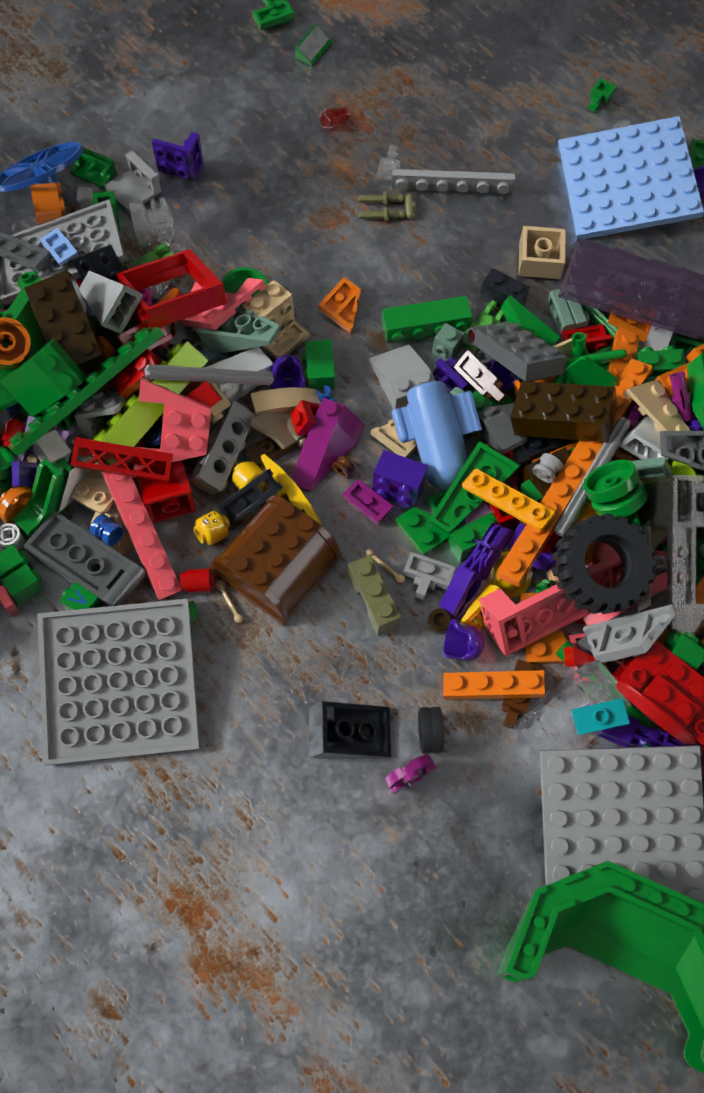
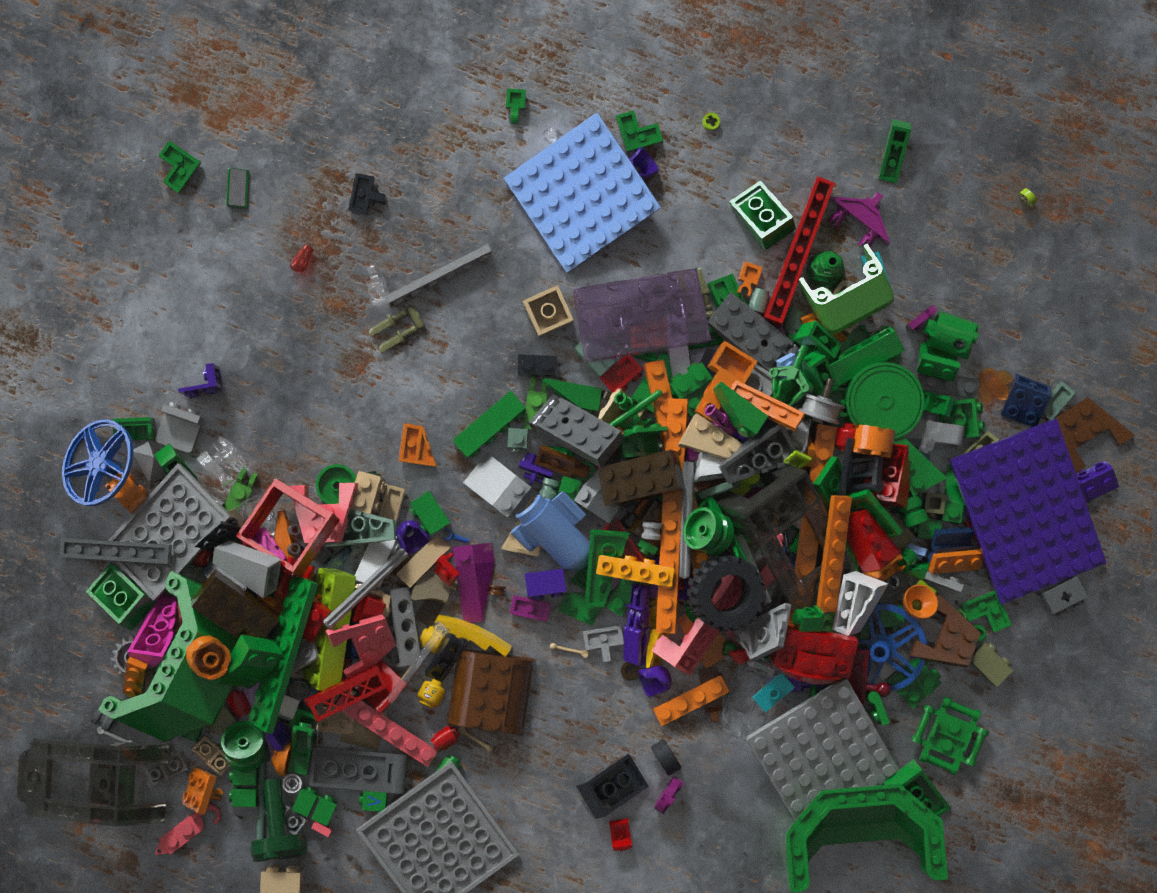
camera: 30 degrees left, 20 degrees up
(59, 246) = (171, 533): light blue slope -> none
(109, 531) = (361, 742): blue wheel -> none
(260, 463) = (439, 631): none -> clear piece
(328, 791) = (620, 834): none -> red bracket
(378, 601) = (575, 680): olive arch -> none
(422, 97) = (364, 194): none -> black hinge

